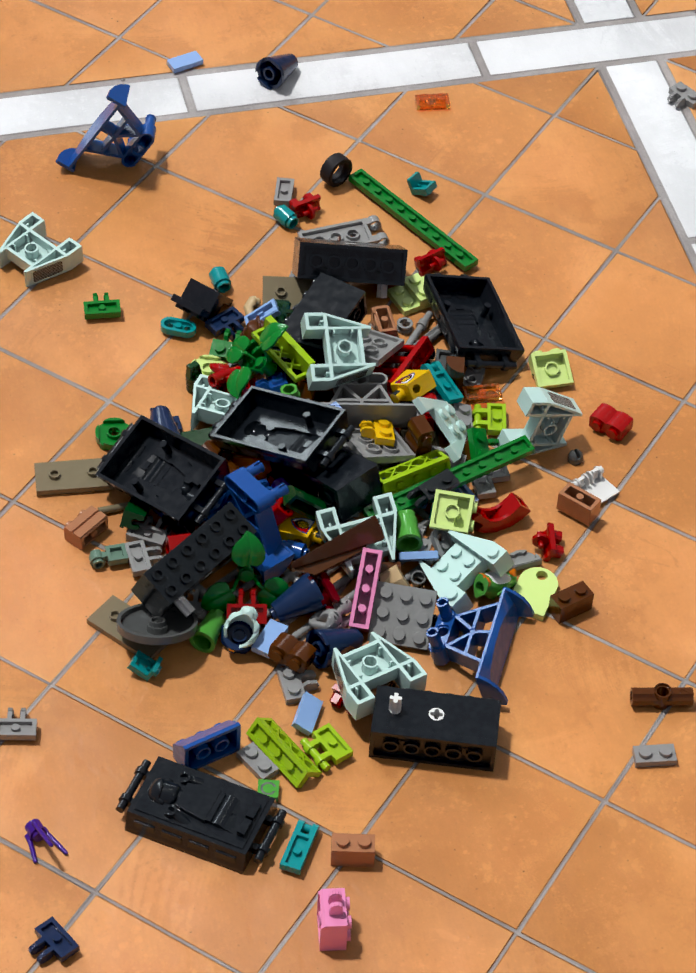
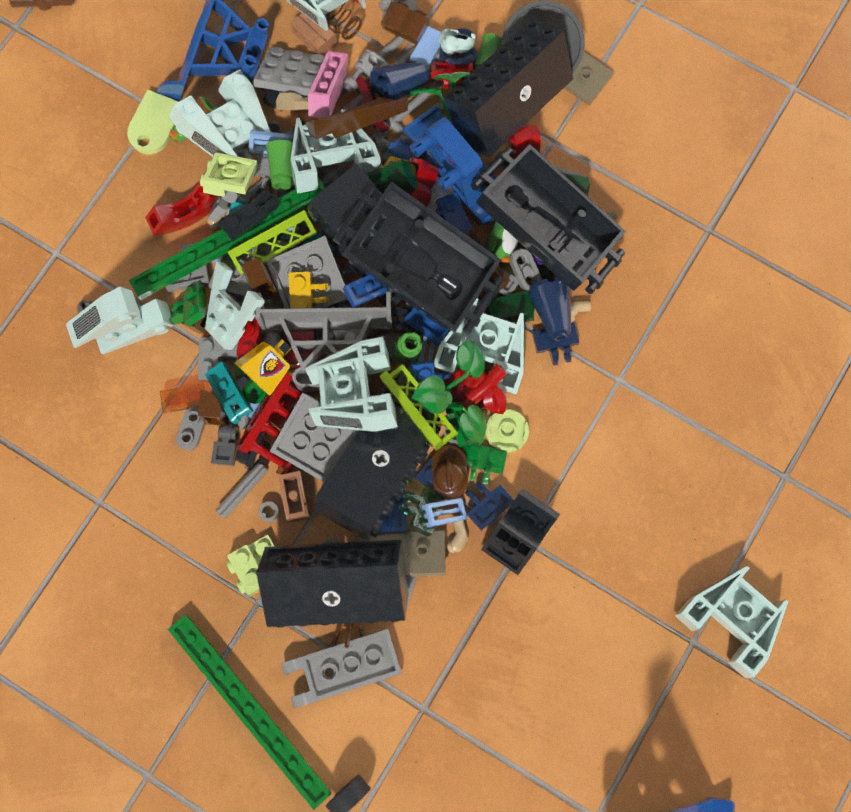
camera: 175 degrees left, 30 degrees up
(68, 477) = (651, 262): dark tan plate -> none
(85, 527) = (627, 184): nougat brick -> none
(102, 309) = (640, 524): green hinge -> none
(104, 432) = (617, 312): green plate -> none
(114, 554) = (593, 152): sand green plate -> none
(142, 558) = (567, 149): light grey hinge -> none
(178, 327) = (546, 494): teal plate -> none
(192, 373) = (522, 401): dark green hinge -> none
(220, 279) = (499, 582): teal brick -> none
(283, 191) = (419, 760): light grey plate -> none
(285, 216) = (416, 707): teal brick -> none
(307, 206) = (382, 735): red hips -> none
(326, 639) = (363, 36): dark blue cone -> none
(419, 186) = (232, 778): teal bracket -> none
(421, 326) = (248, 513): light grey bar -> none
(431, 261) = (221, 632): red hips -> none
(473, 320) = (183, 503): black piece -> none
(495, 417) = (170, 359): lime plate -> none
(524, 560) = (164, 159): light grey plate -> none
(547, 542) = (132, 181): red hips -> none
(551, 368) = (97, 437): yellowish green plate -> none
(570, 602) = (116, 102): reddish brown brick -> none
(578, 503) = (90, 226): nougat brick -> none
(596, 484) = (72, 262): white hinge -> none
(611, 422) = (37, 355): red brick -> none

